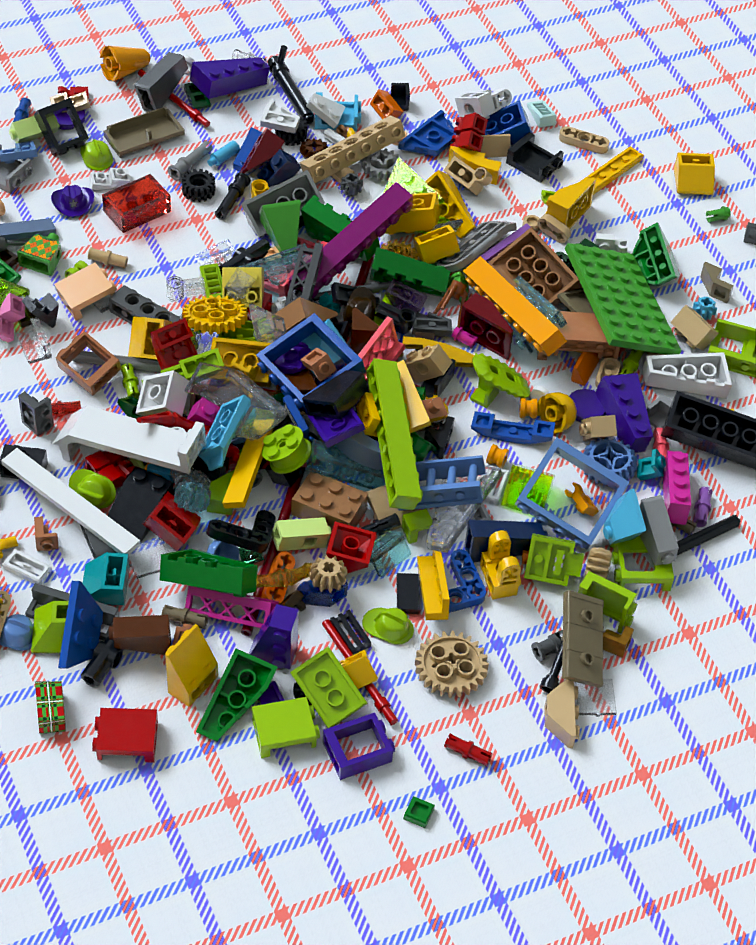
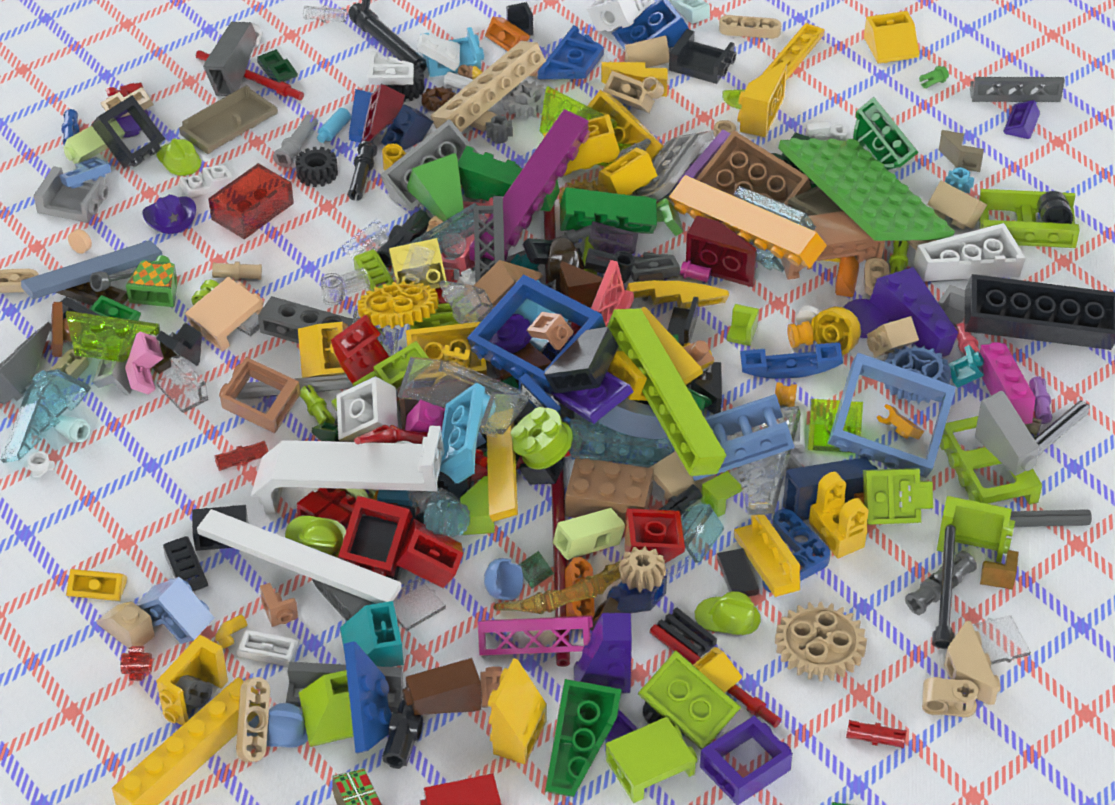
camera: 10 degrees left, 5 degrees down
(36, 414) = (217, 467): dark grey bracket -> none
(122, 61) = (173, 45): light orange cone -> none
(152, 501) = (380, 510): none -> red window
(185, 616) = (486, 659): dark tan pin -> none
(209, 572) = (500, 599): green wedge -> none
(228, 76) = (309, 35): dark purple wedge -> none
(254, 540) = (538, 548): black beam -> none
(427, 363) = (670, 305): tan brick -> none
(454, 291) = (670, 221): dark orange plant -> none
(469, 132) = (618, 41): red legs -> none
(500, 376) = (757, 304): lime piece -> none
(535, 733) = (947, 697): none -> tan piece
(554, 228) = (754, 129): tan beam -> none
(582, 639) = (967, 575): dark tan container -> none
(599, 562) = (948, 483): tan gear -> none
(624, 520) = (967, 428): medium azure slope -> none
(671, 606) = (1051, 518): none -> dark grey axle

